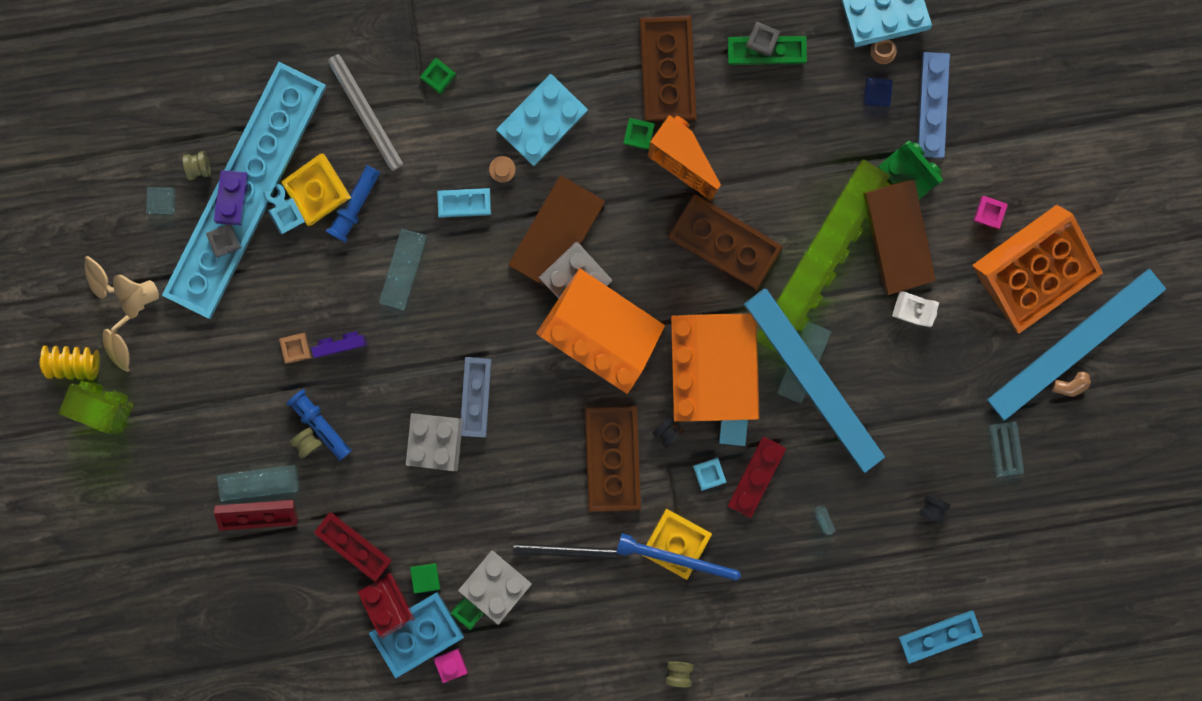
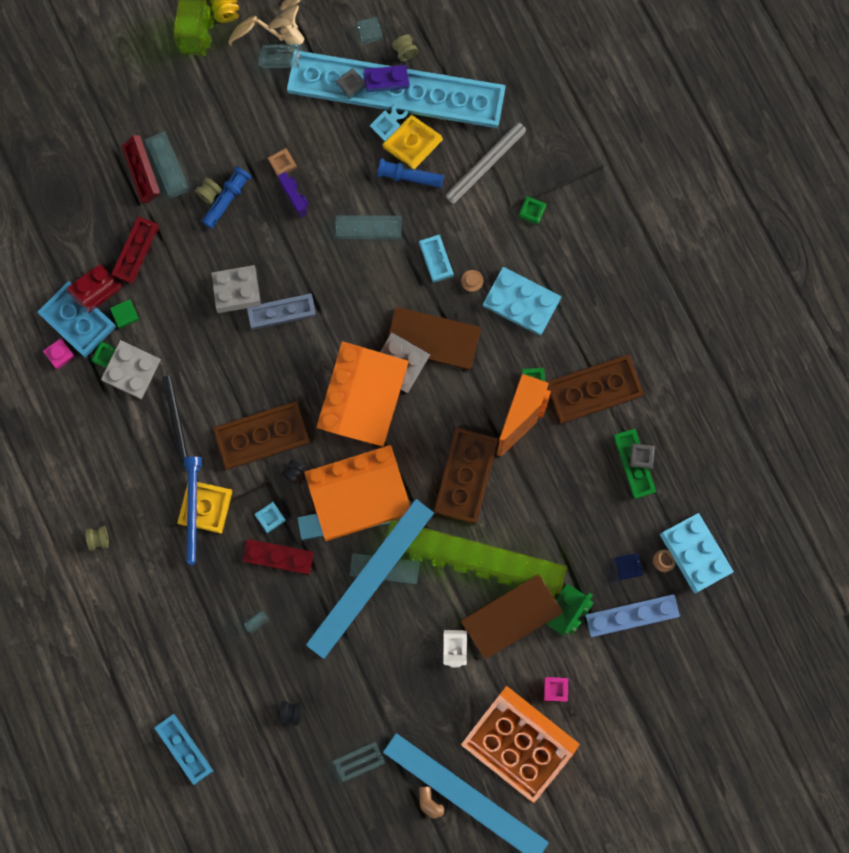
camera: 75 degrees right, 10 degrees down
(171, 296) = (280, 60): none -> clear light blue tile

